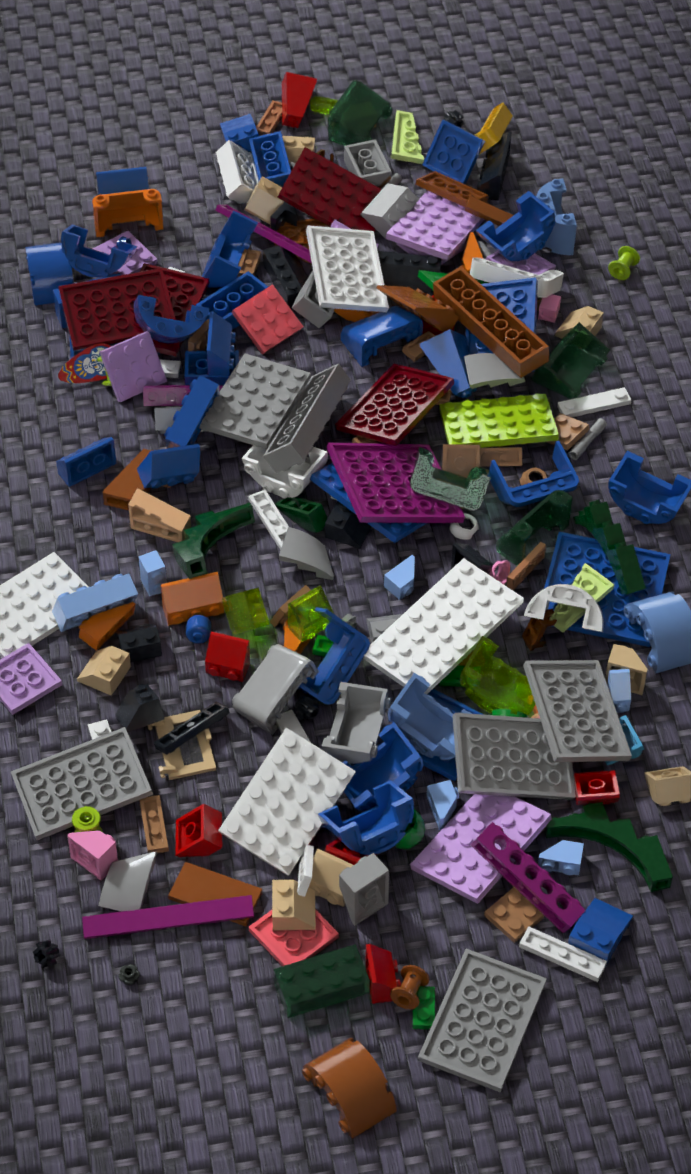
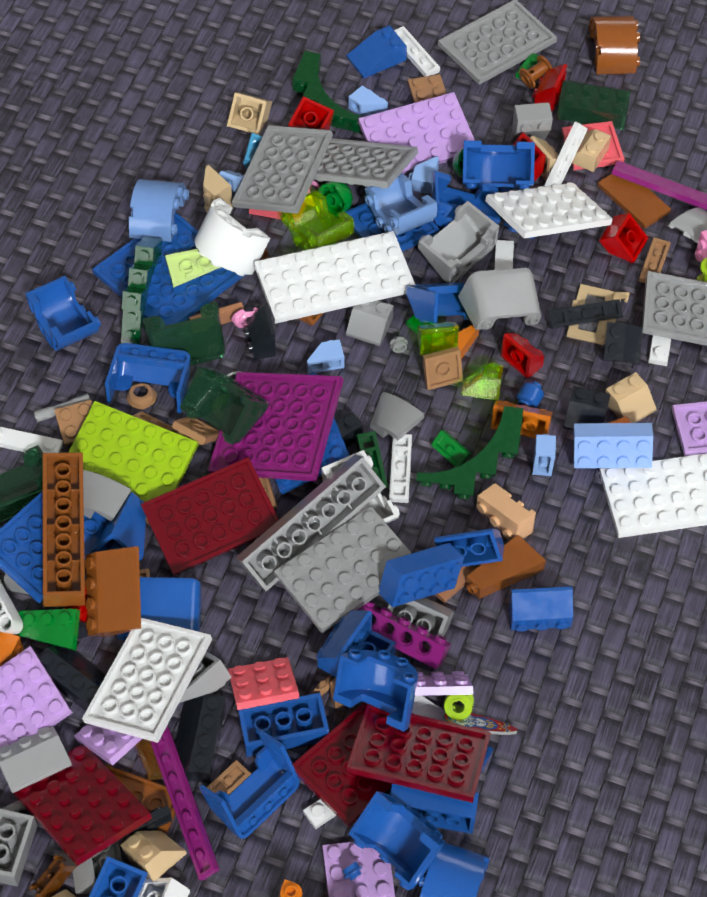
camera: 150 degrees left, 5 degrees up
(232, 551) = (450, 449): none -> green plate
(516, 875) = (409, 86): magenta brick -> none

